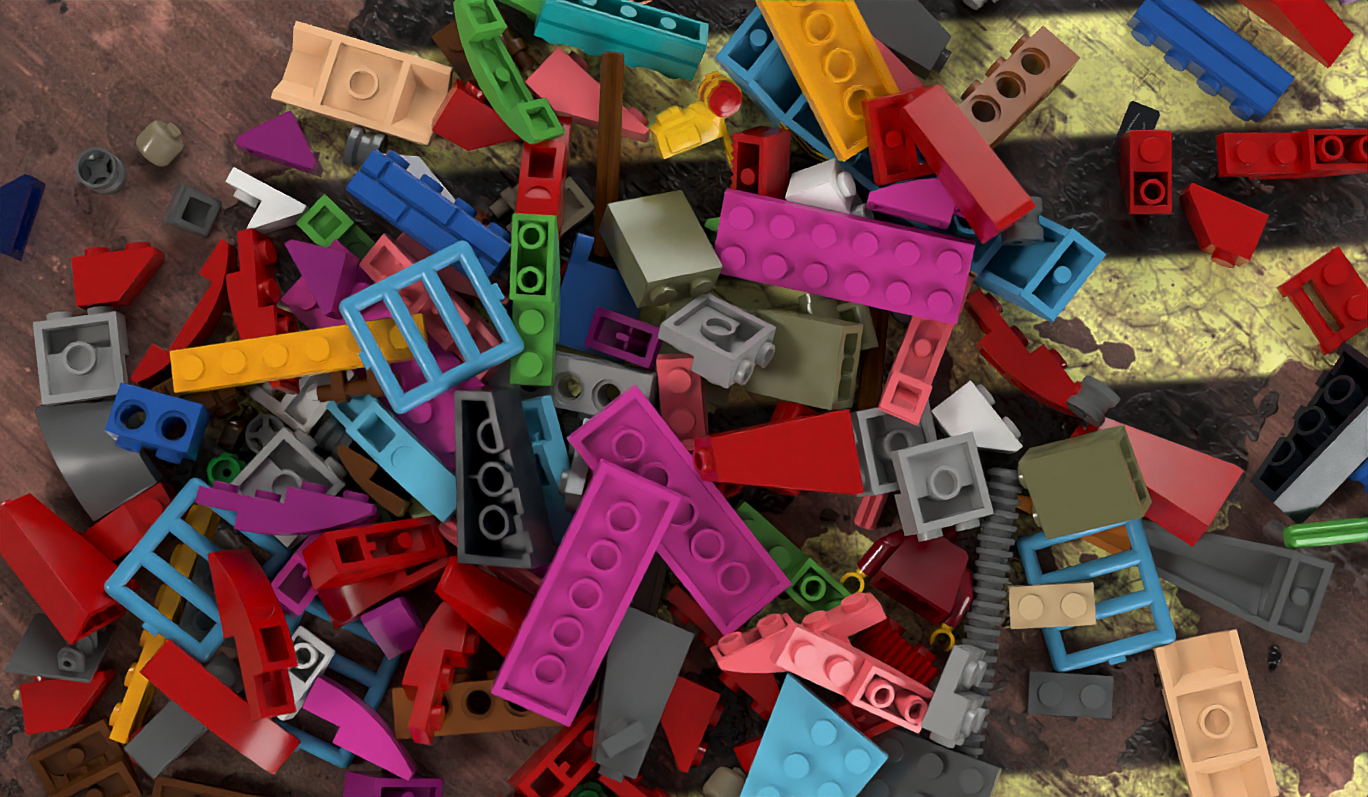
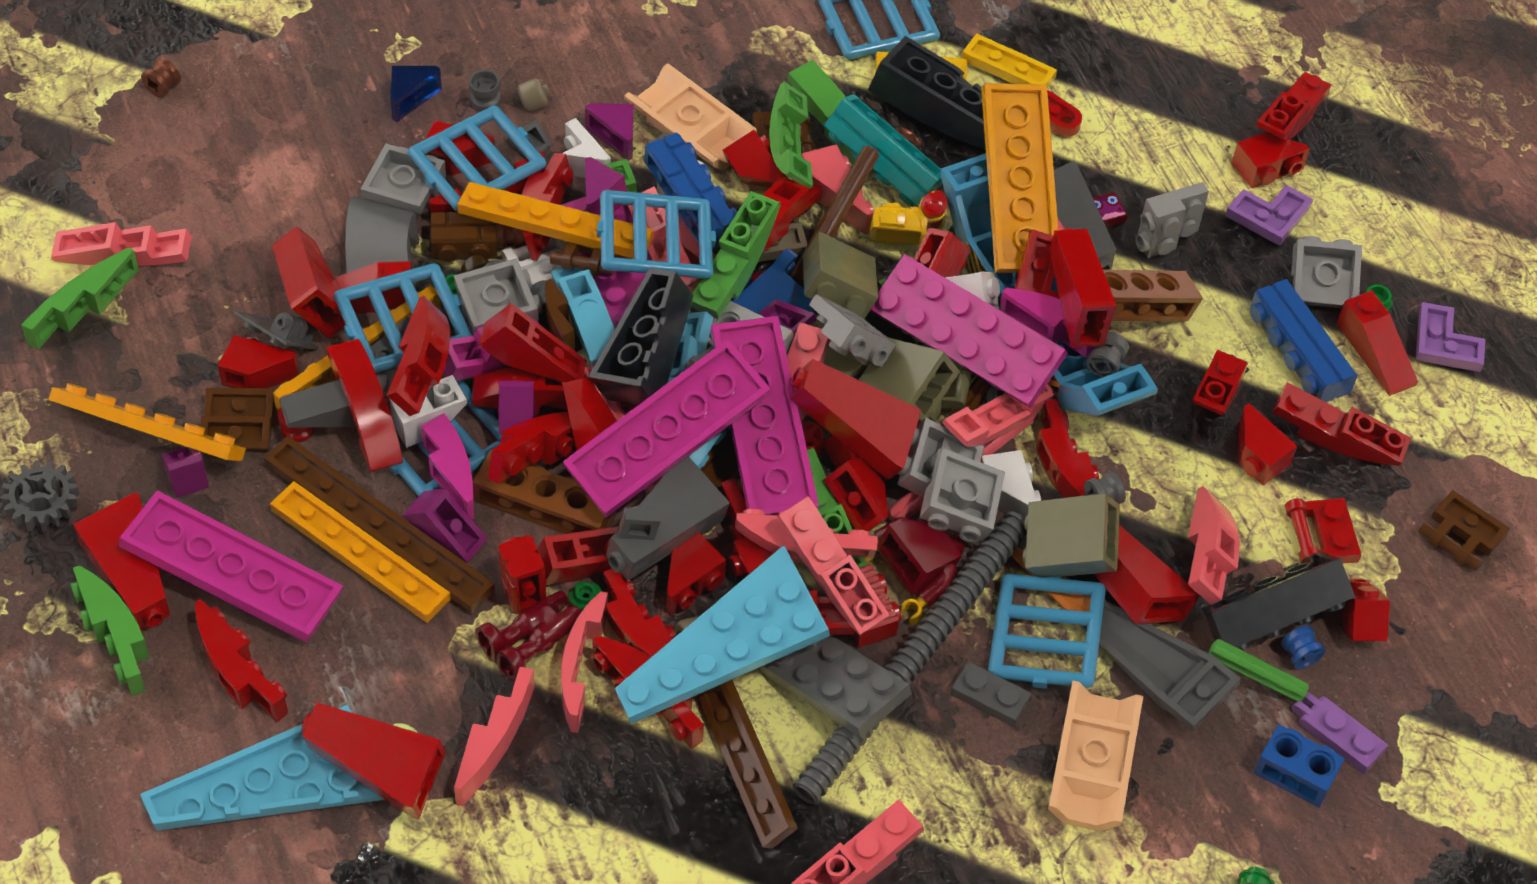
camera: 20 degrees right, 30 degrees down
(118, 251) = (470, 126): none -> dark azure bar
(161, 414) = (433, 221): blue brick -> none
(302, 513) = (484, 299): magenta slope -> none
(821, 529) = (860, 493): none -> red slope
(954, 708) = (901, 617): light grey plate -> none
(1052, 605) = (1007, 620): tan plate -> none
(1228, 379) = (1216, 543): none -> coral slope

